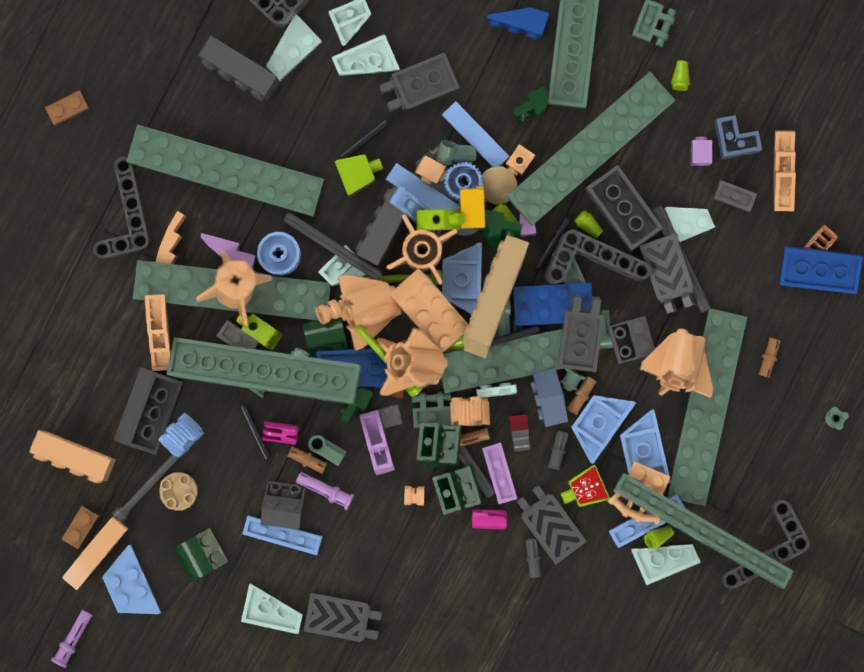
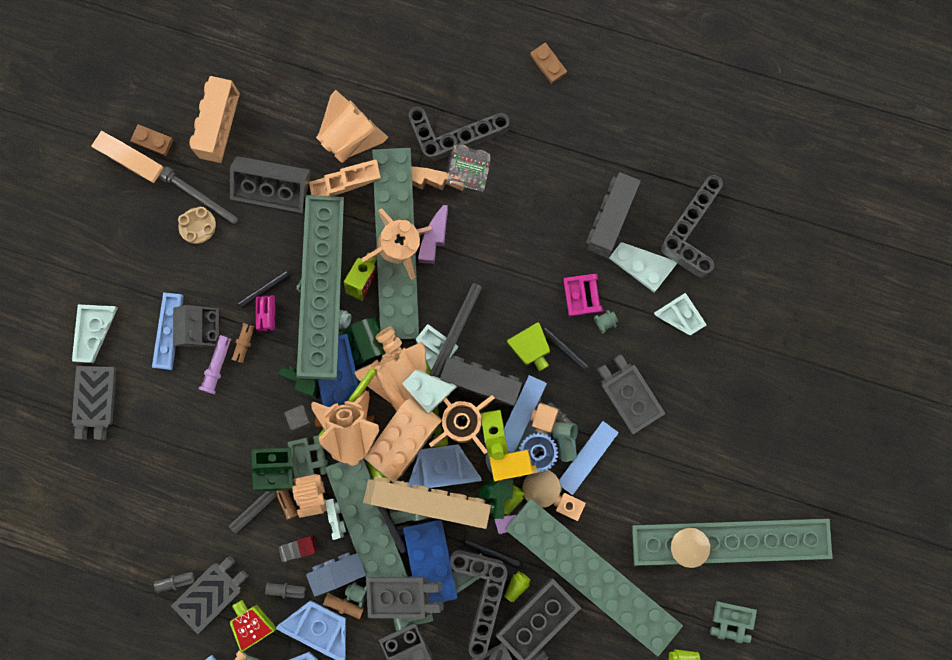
camera: 80 degrees right, 5 degrees down
(67, 647) = (36, 146): lavender pin -> none
(106, 321) = (347, 129): none -> light nougat brick
(129, 585) = (101, 195): light blue wing -> none
(166, 205) = (468, 167): none -> clear slope
(181, 436) = (248, 218): light blue brick -> none
(200, 555) = (138, 256): dark green brick -> none
(224, 170) = (512, 219): sand green plate -> none
(236, 337) = (352, 251): flat silver plate -> none
(271, 245) = (433, 273): light blue wheel -> none
(313, 119) = (576, 295): none -> dark pink plate
(329, 450) = (255, 362): sand green piece -> none
(343, 94) = (606, 321): none -> sand green brick
(366, 58) = (646, 339): light aqua wing -> none
(376, 442) = (268, 408): lavender slope -> none
(386, 277) = (427, 389): none -> light aqua wing
(409, 205) = (504, 402): light blue tile -> none
(414, 495) = (221, 453): light nougat wheel -> none
(457, 490) = (231, 495): dark green brick -> none
(489, 519) = (207, 531): dark pink arm -> none
(499, 473) = (254, 535): lavender plate -> none
(522, 20) = (711, 490): blue slope -> none
(535, 105) = (628, 514): dark green brick -> none
(577, 51) = (690, 547): none -> tan dish

